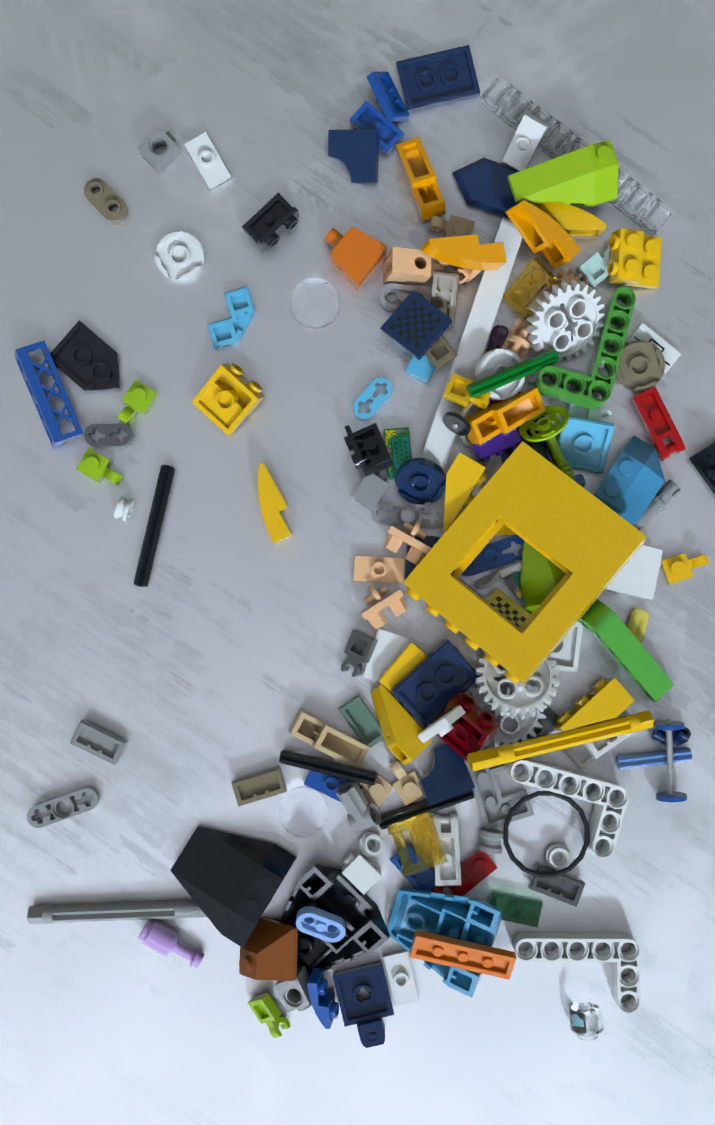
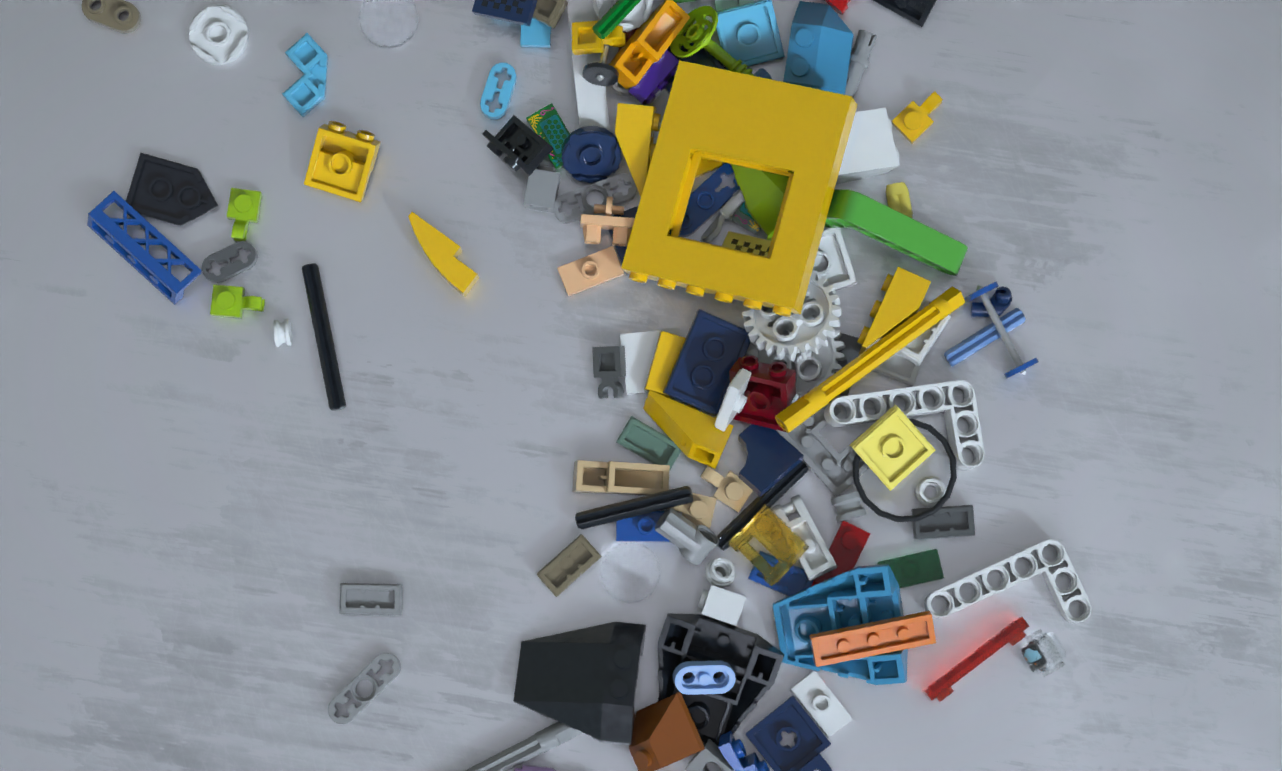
camera: 20 degrees left, 5 degrees down
(374, 613) = (622, 296): light nougat hips -> none
(546, 815) = (892, 447): none -> light yellow tile
(567, 993) = (942, 686): none -> clear red plate

